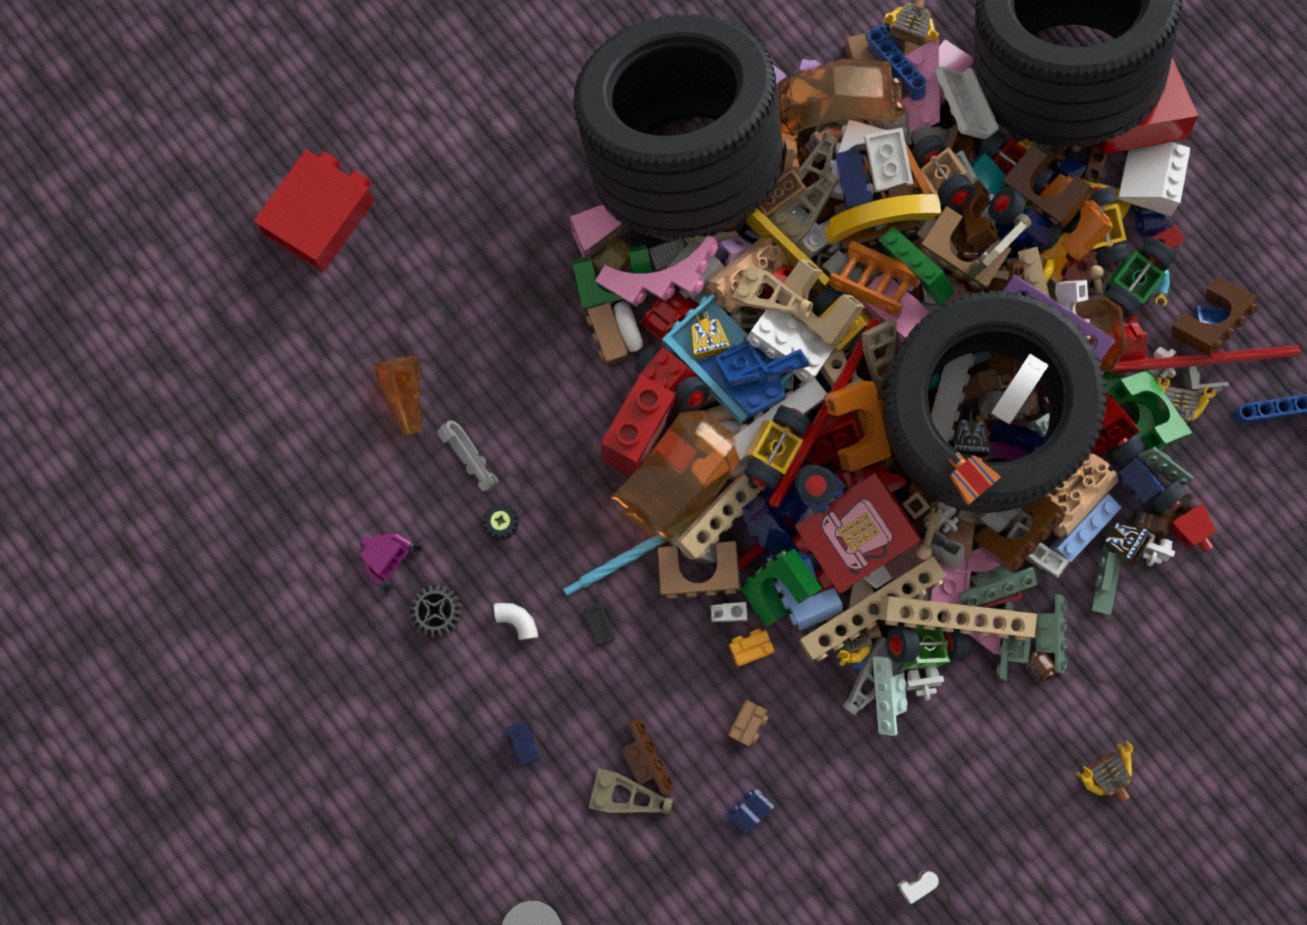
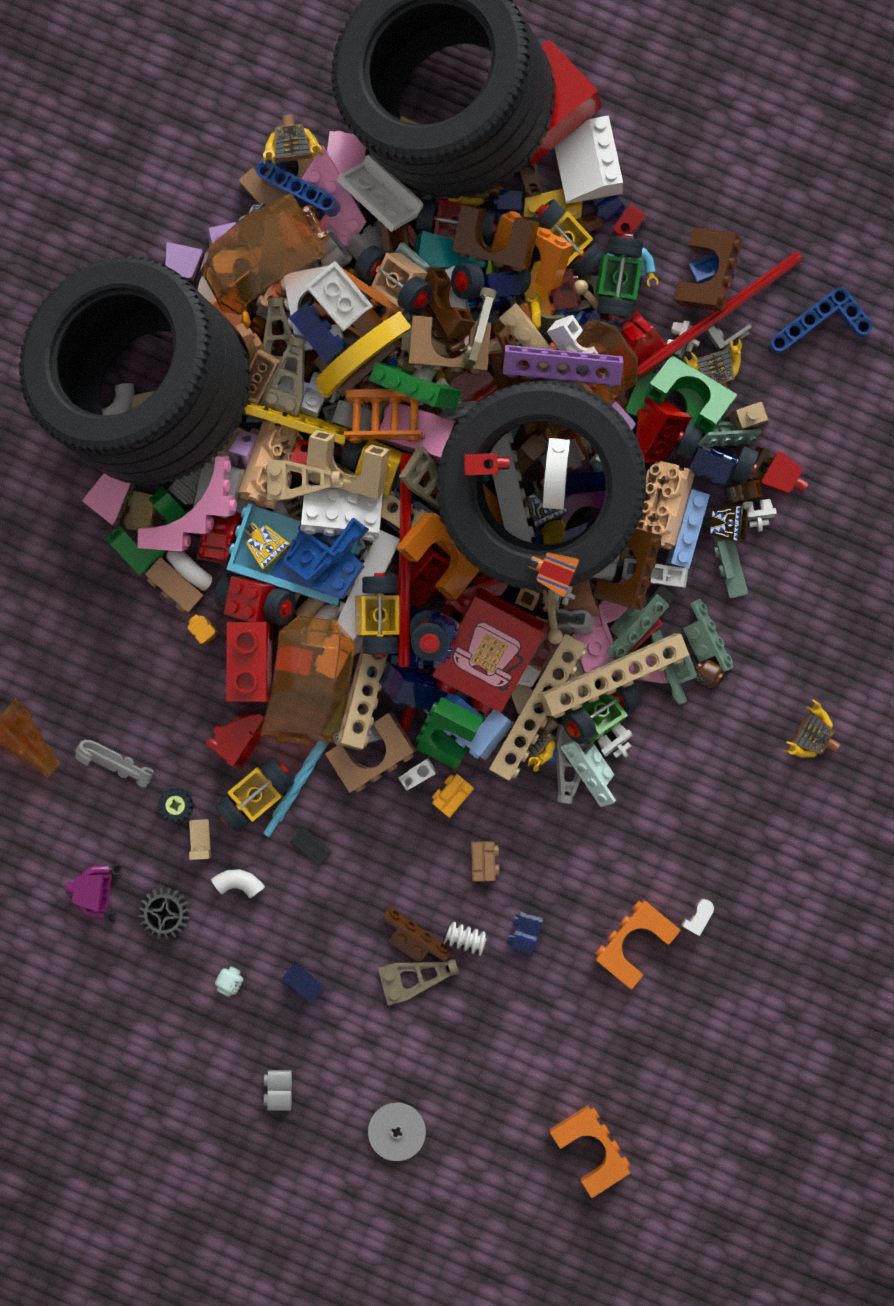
camera: 20 degrees left, 10 degrees up
(446, 830) = (279, 1090): none -> light grey brick
(458, 704) = (229, 981): none -> light aqua head
(504, 563) = (200, 839): none -> tan bracket
(576, 549) = (254, 794): none -> brick
(588, 492) = (237, 739): none -> red piece
(610, 382) = (202, 629): none -> light orange brick
(694, 785) = (465, 938): none -> white piece
(819, 876) = (611, 954): none -> orange arch
(949, 344) = (475, 464): none -> red torso
(1131, 229) = (591, 223): none -> reddish brown tile
(1191, 459) = (749, 416): none -> tan torso

